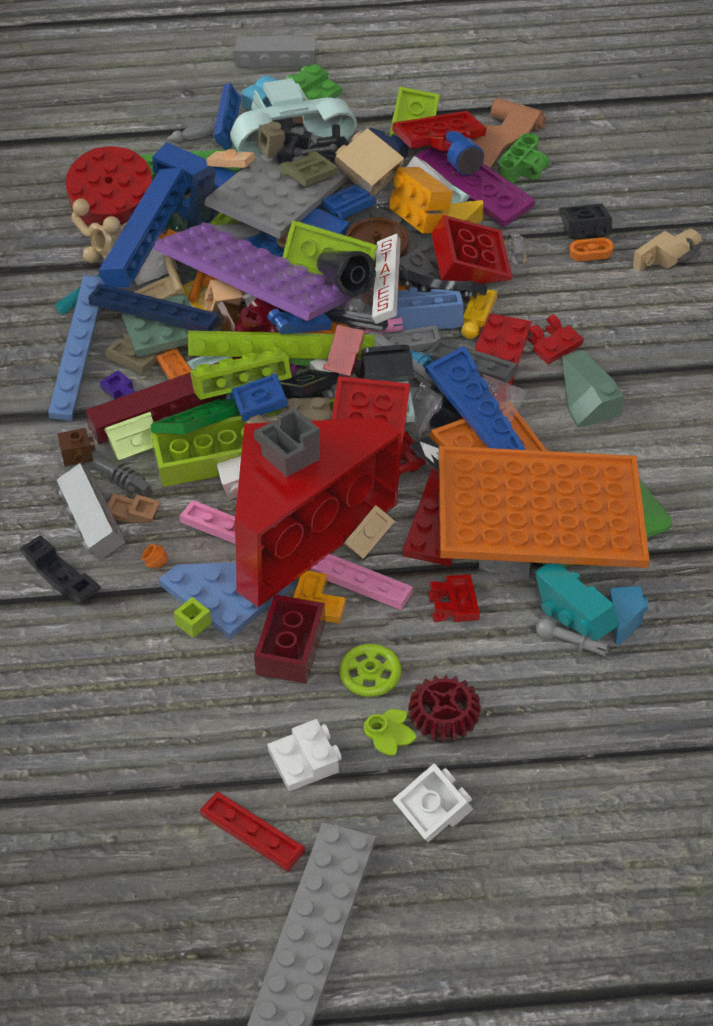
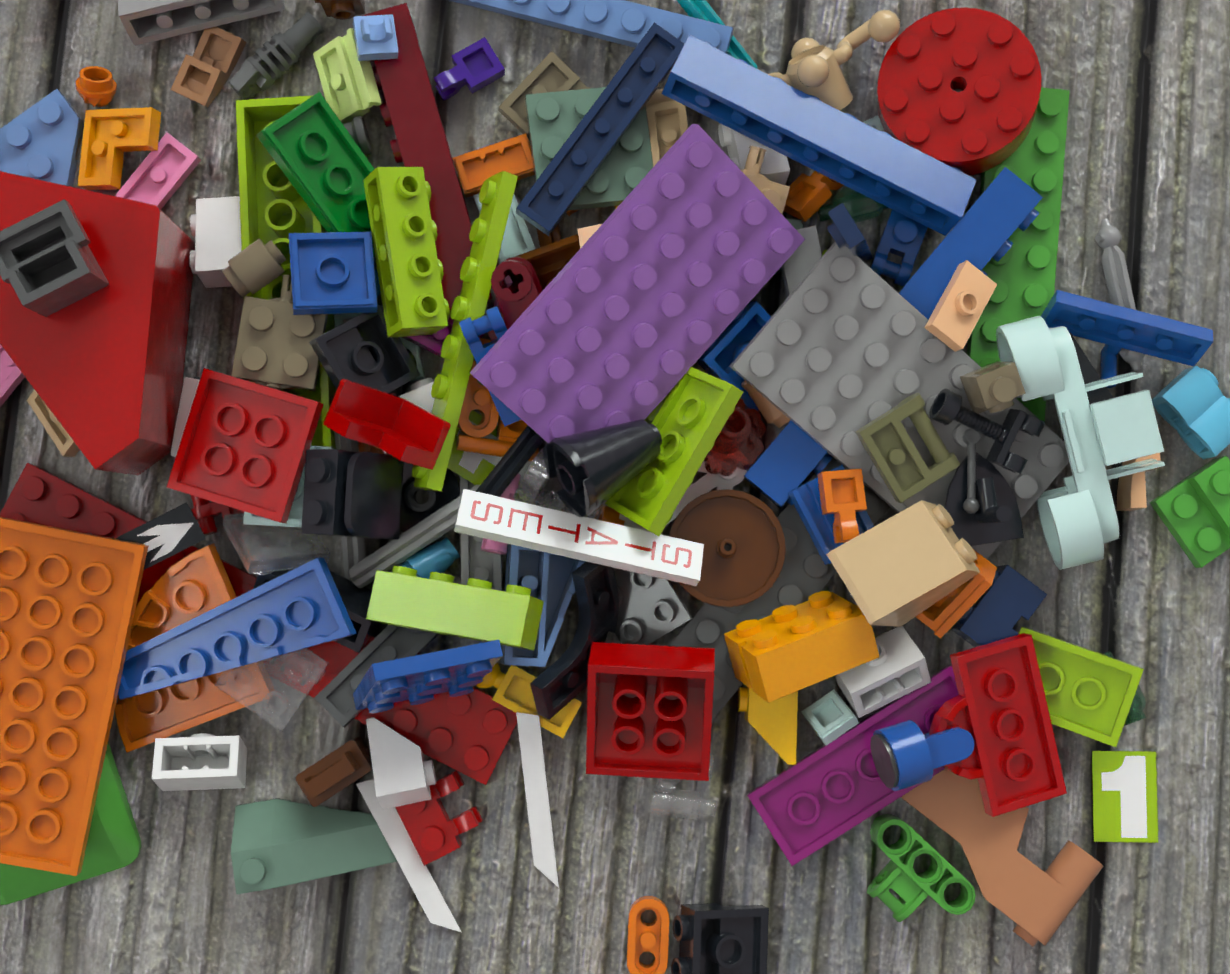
camera: 100 degrees right, 35 degrees up
(110, 412) = (375, 37): none -> light blue tile
(187, 544) = (107, 137): none -> light orange plate
(341, 190) = (842, 495): none -> orange plate
(438, 316) = (455, 609): none -> lime brick
(469, 101) = (1125, 796): none -> sticker
(478, 318) = (426, 674): none -> blue plate
(530, 300) = (537, 795): none -> white sticker
(531, 348) = (398, 767): none -> white slope
(544, 376) = (335, 771): none -> reddish brown piece
(556, 429) = (199, 762): none -> white brick
(580, 348) = (409, 859): none -> white sticker

